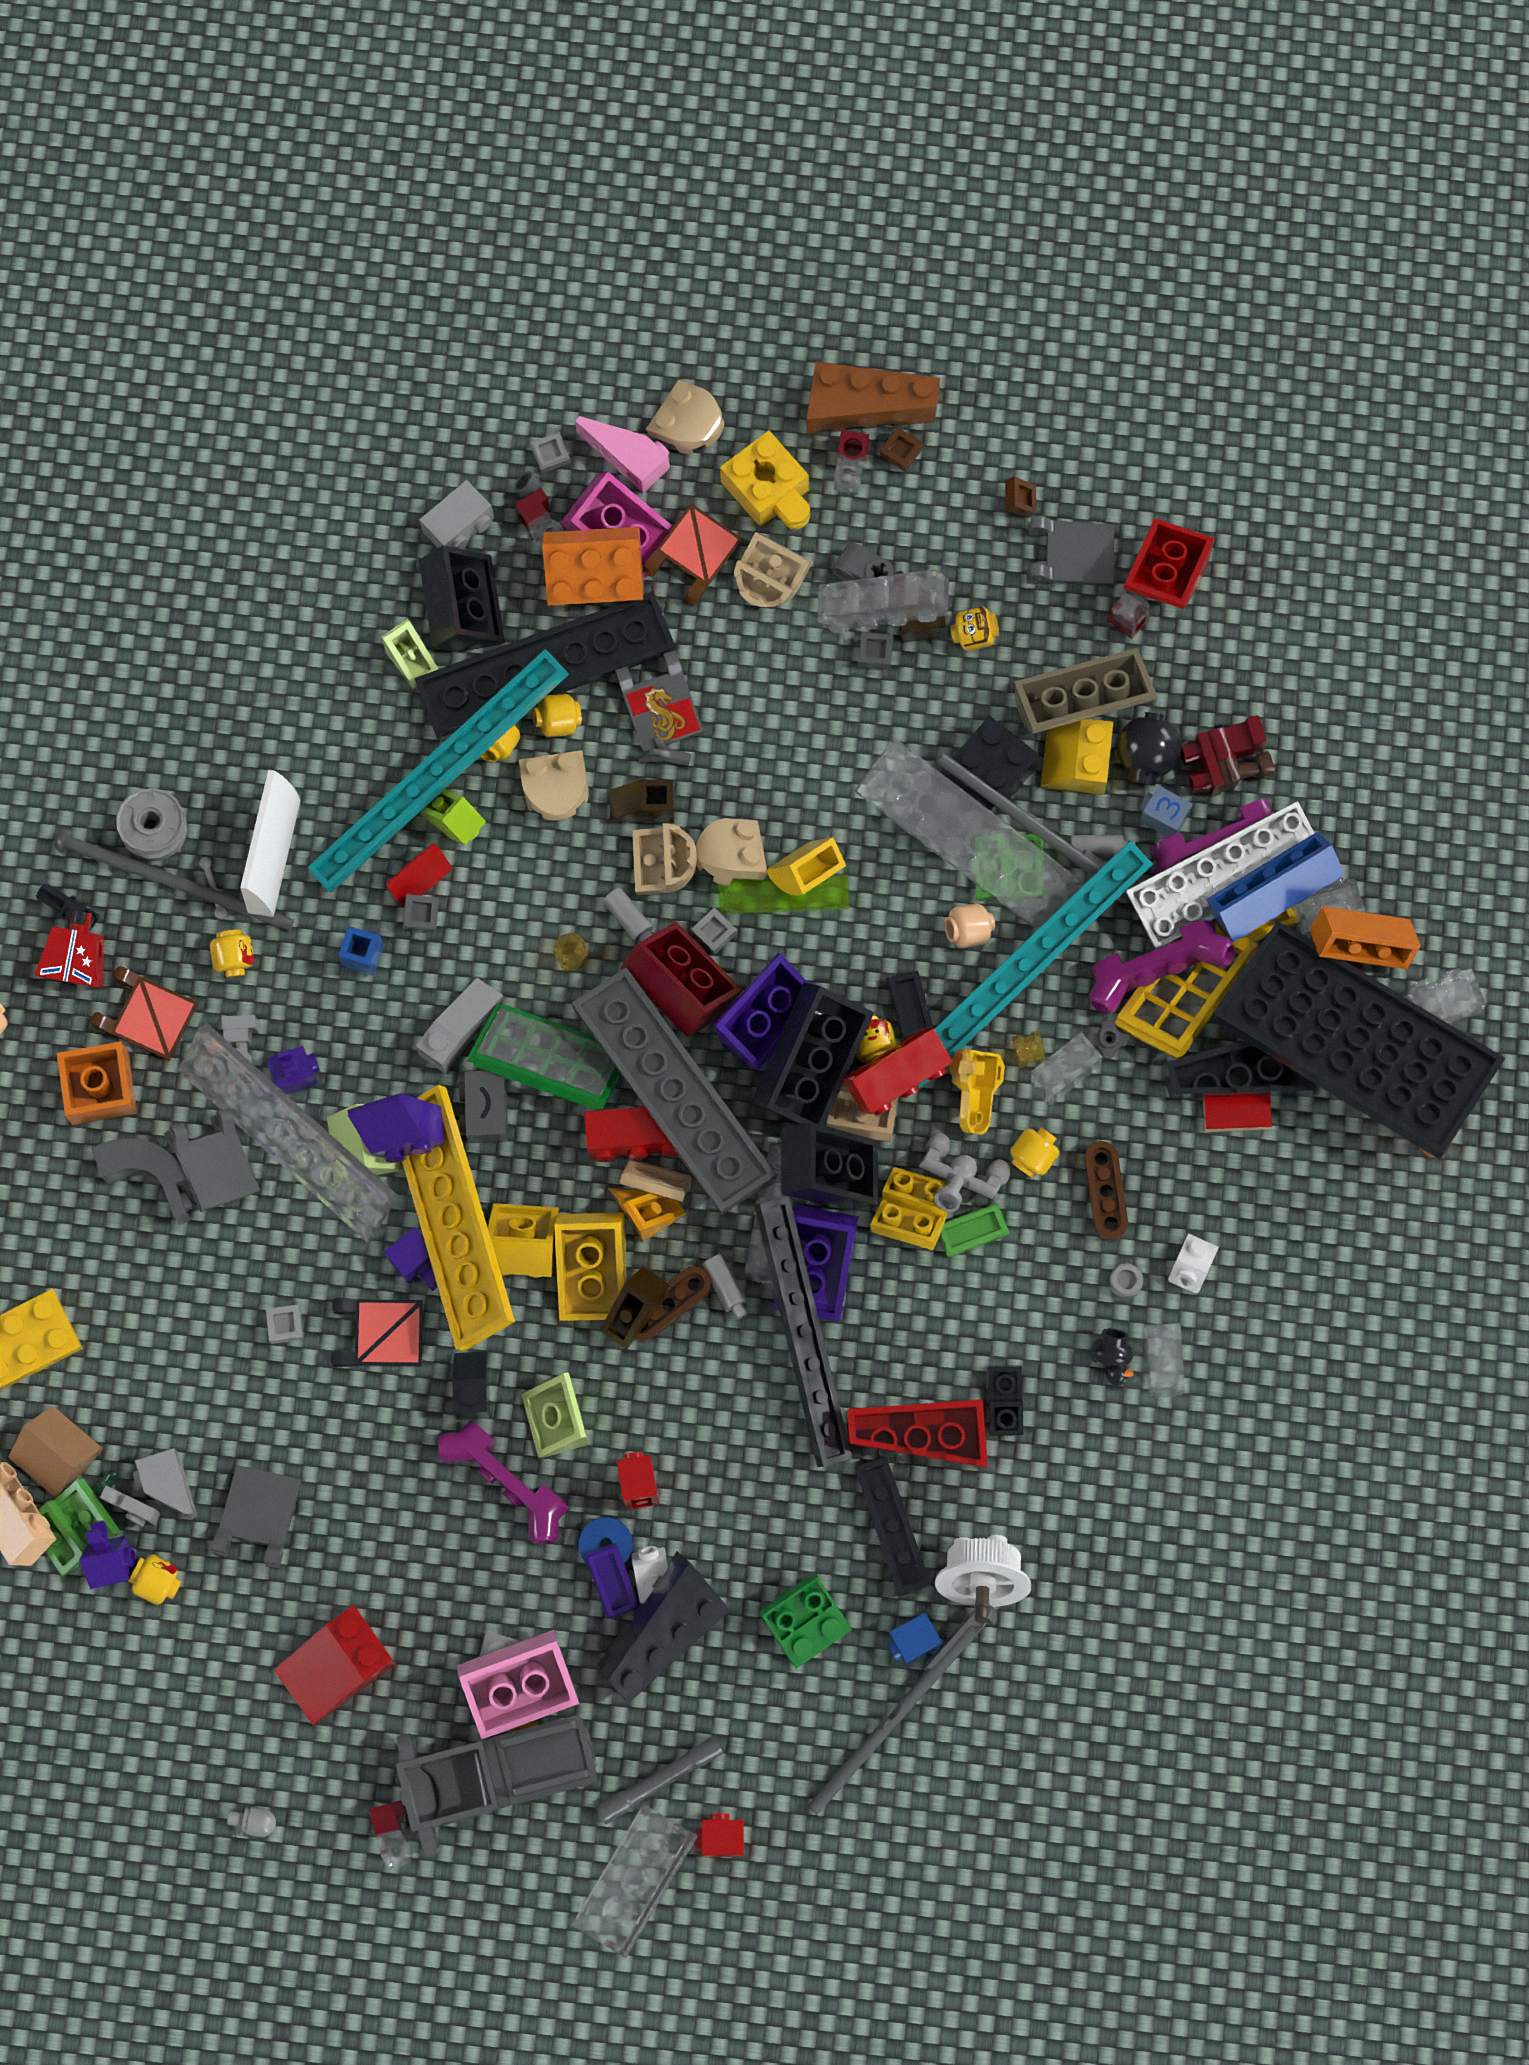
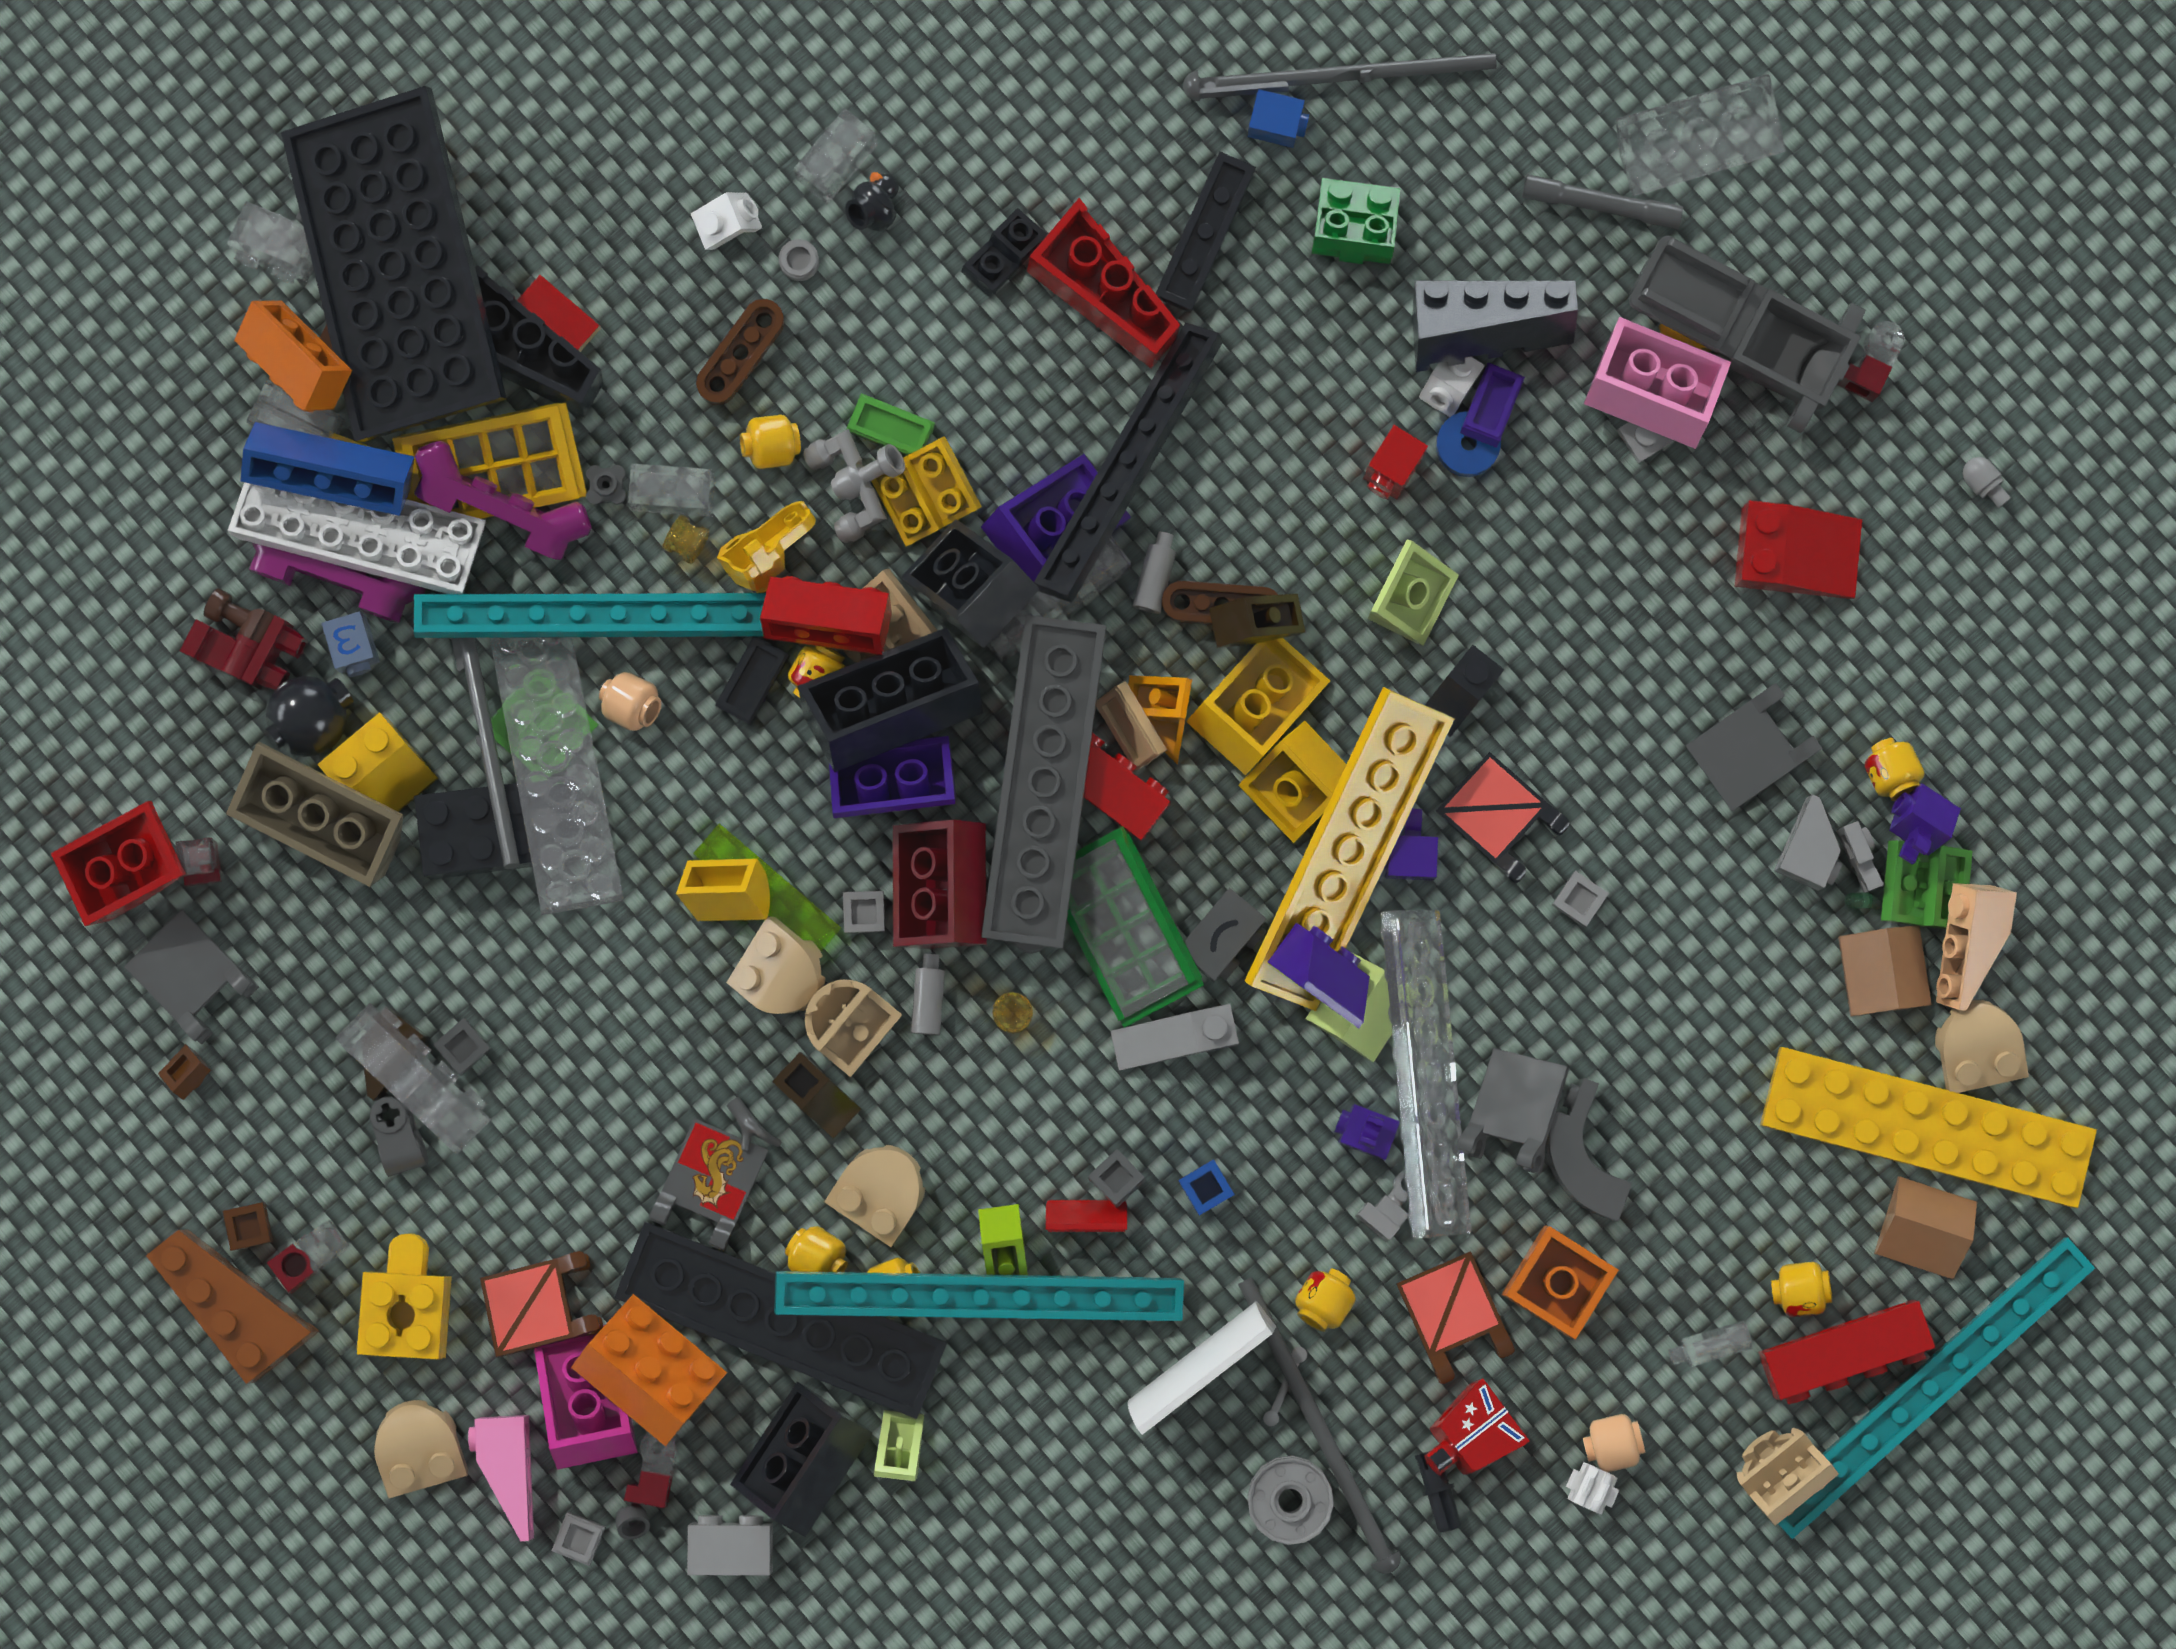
camera: 140 degrees left, 10 degrees up
(543, 1507) = (1494, 523): magenta plate -> none
(720, 1837) = (1594, 104): red brick -> none
(769, 572) = (488, 1216): tan slope -> none
(975, 628) = (352, 980): yellow head -> none
(983, 1574) = (1168, 112): white piece -> none
(1100, 845) = (438, 667): light grey cylinder -> none

